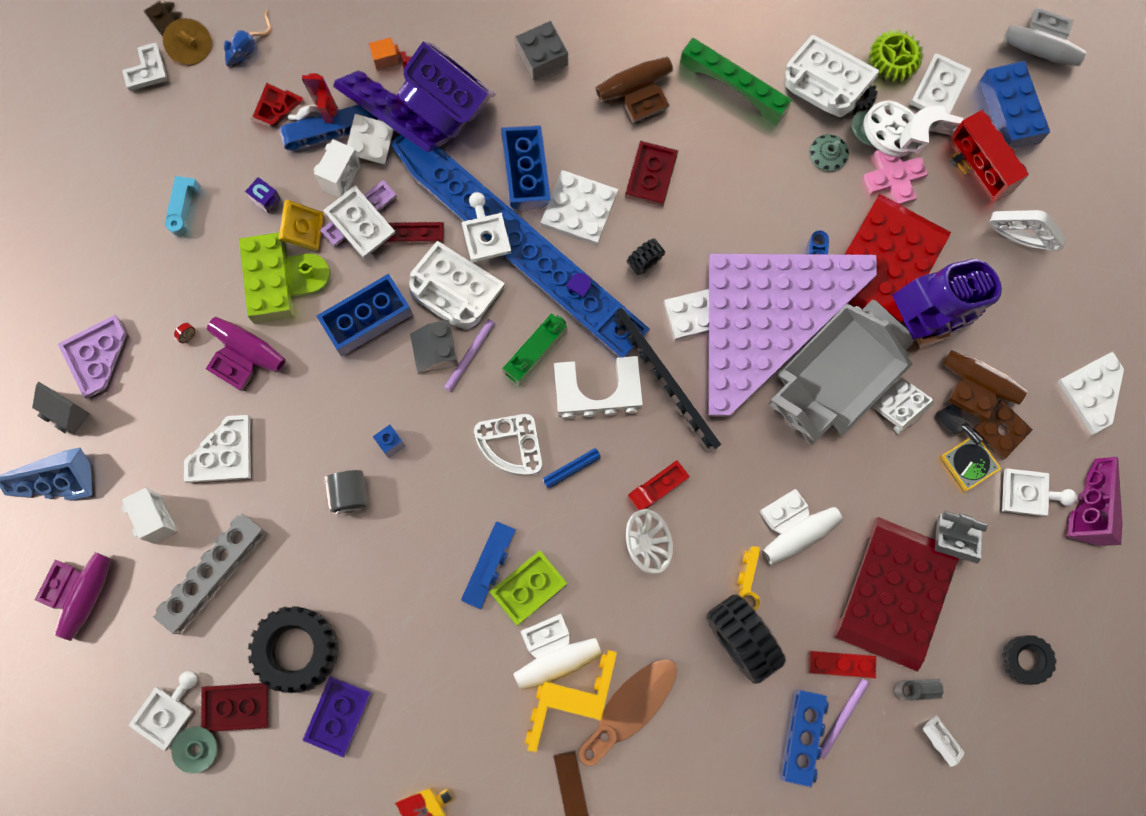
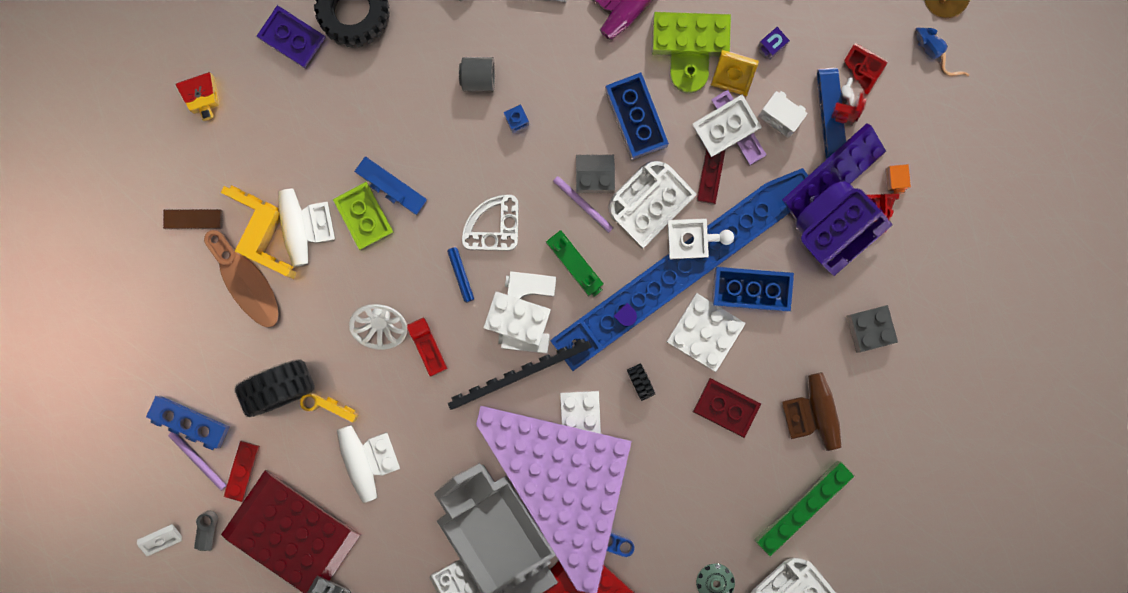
camera: 105 degrees right, 10 degrees up
(370, 138) = (809, 148): white plate -> none
(607, 393) = (517, 318): none -> white plate

